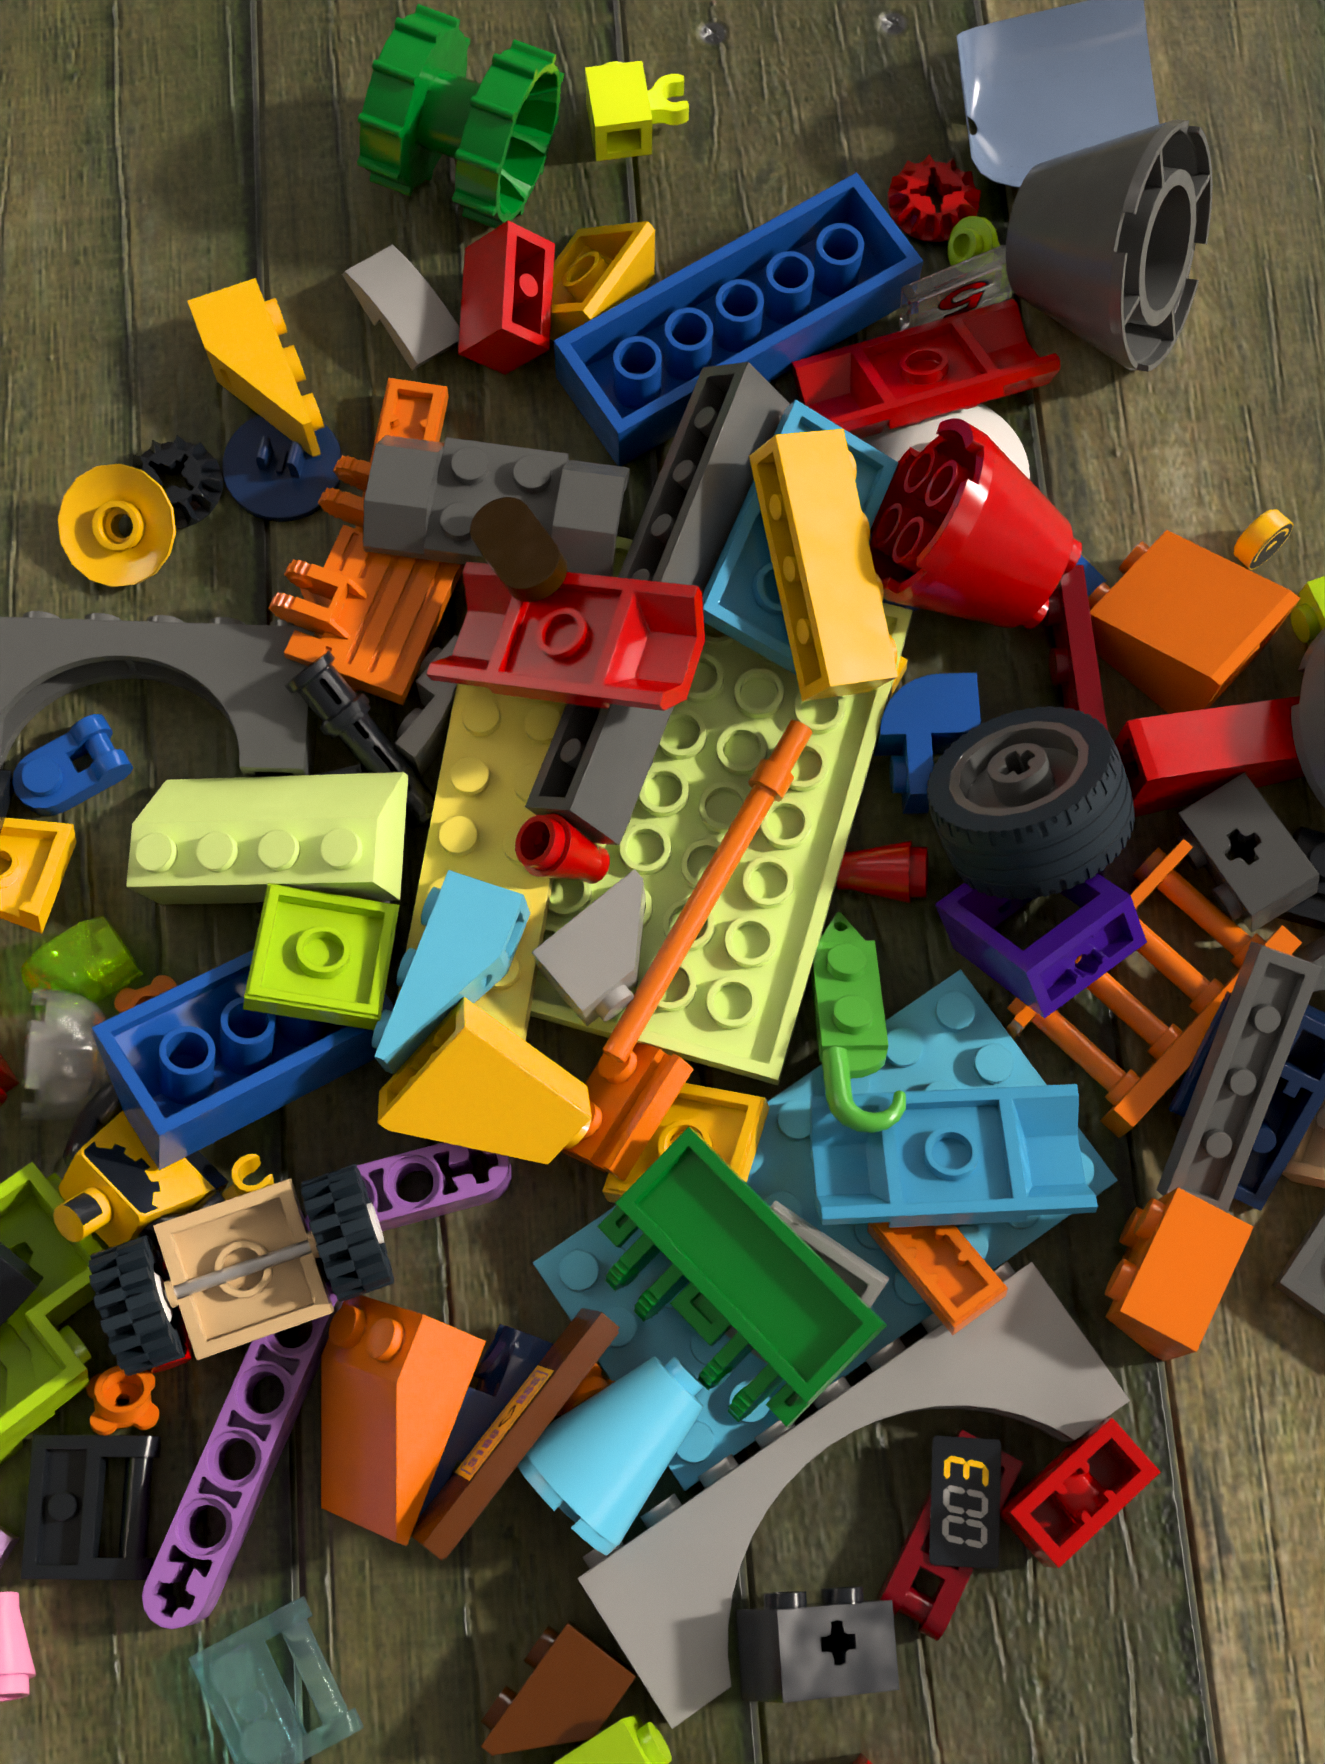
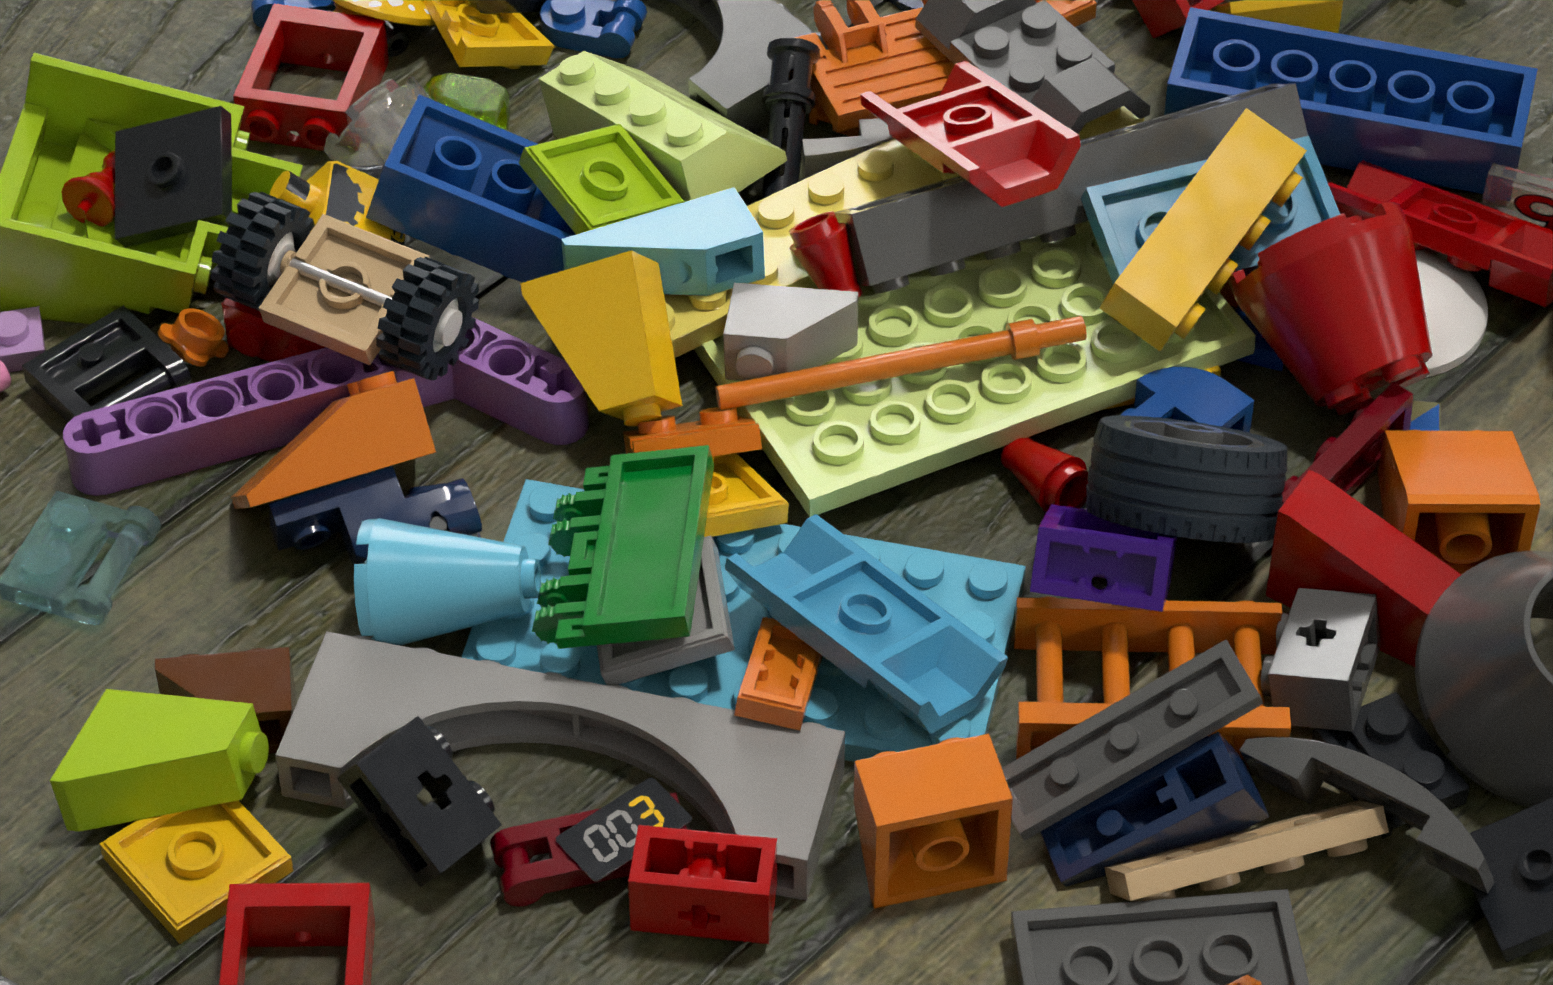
camera: 50 degrees right, 25 degrees down
(514, 1432) = (431, 506): reddish brown tile -> none
(518, 549) = (1000, 63): dark brown tile -> none
(850, 1023) = (901, 510): bright green plate -> none

